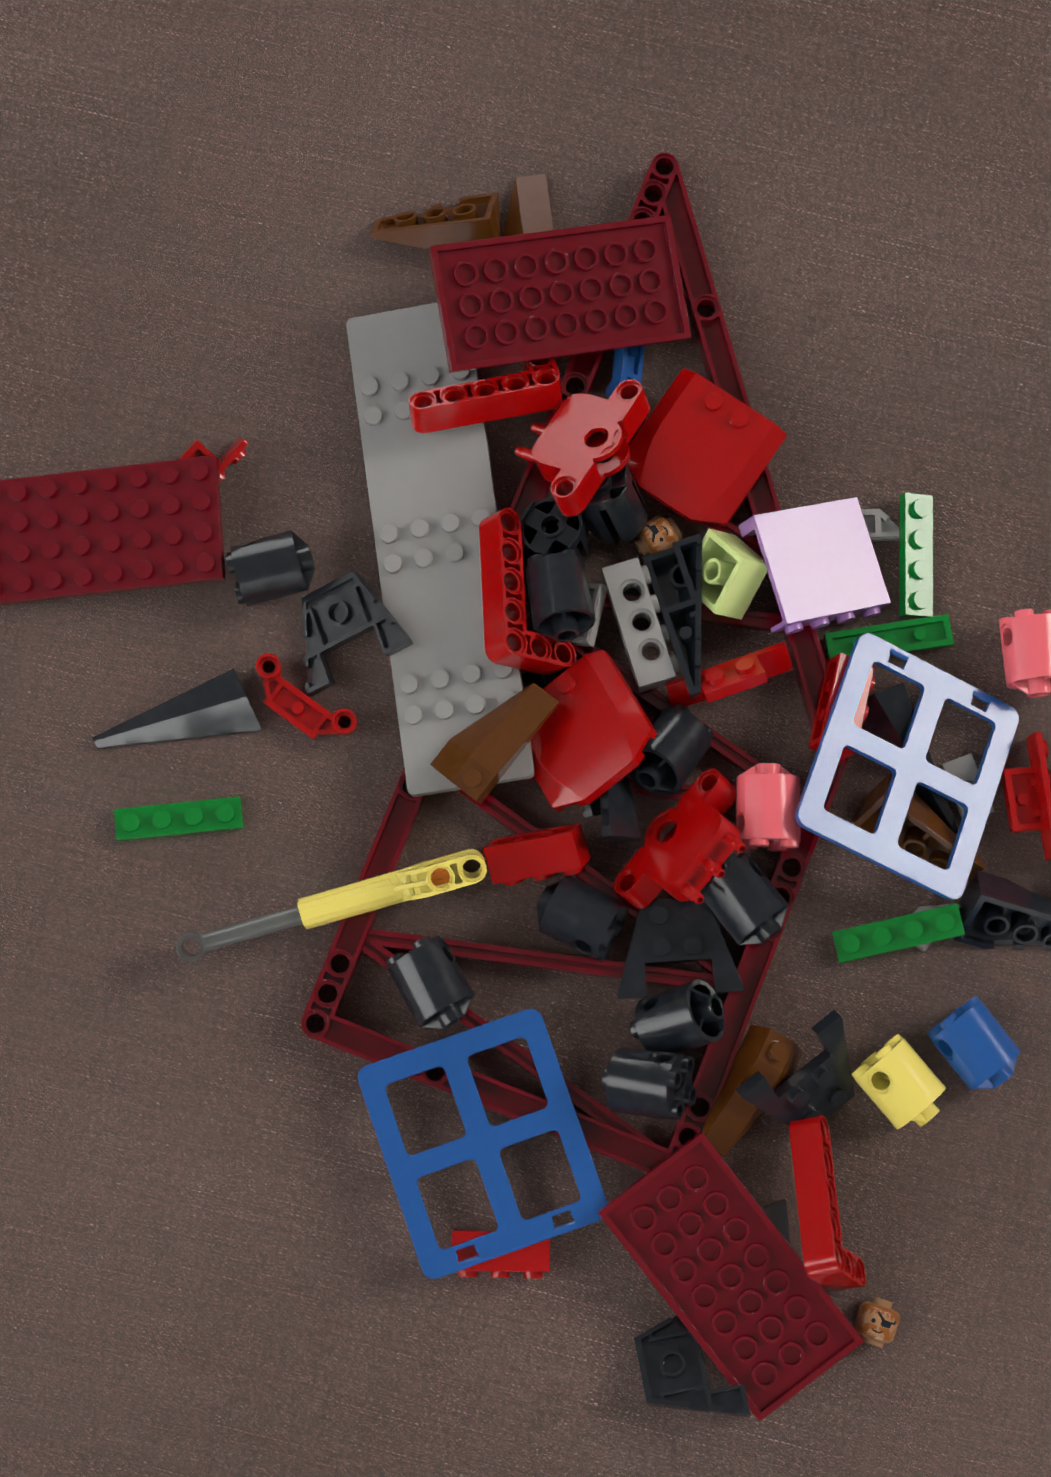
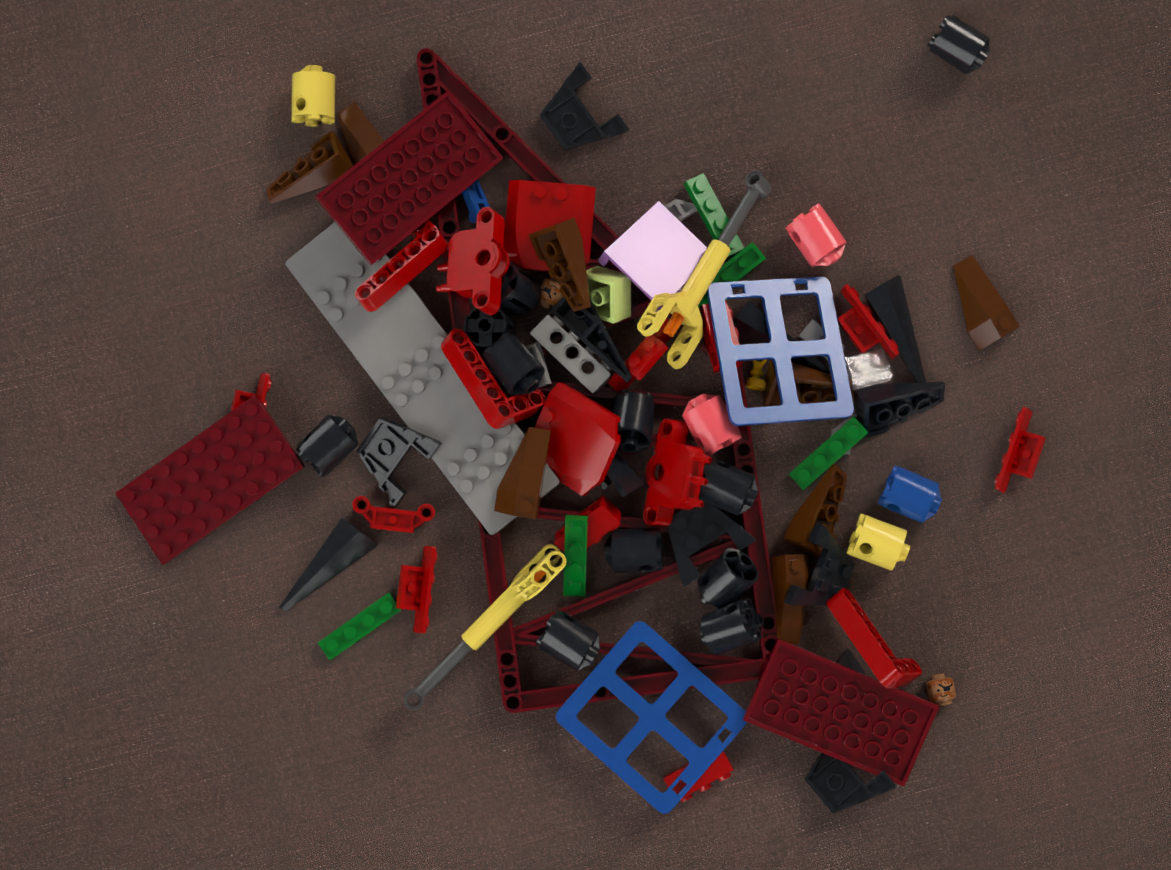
camera: 25 degrees left, 5 degrees up
(276, 810) = (415, 588): none -> red bracket
(497, 137) = (313, 96): none -> light yellow cylinder
(501, 880) = (576, 555): none -> green plate
(700, 489) = (564, 254): none -> reddish brown wedge
(802, 343) = (571, 120): none -> black wing
(819, 638) = (685, 304): none -> light yellow piece
(850, 995) = (818, 508): none -> reddish brown wedge
(853, 791) = (755, 382): none -> yellow piece
(1008, 855) = (868, 369): none -> clear plate

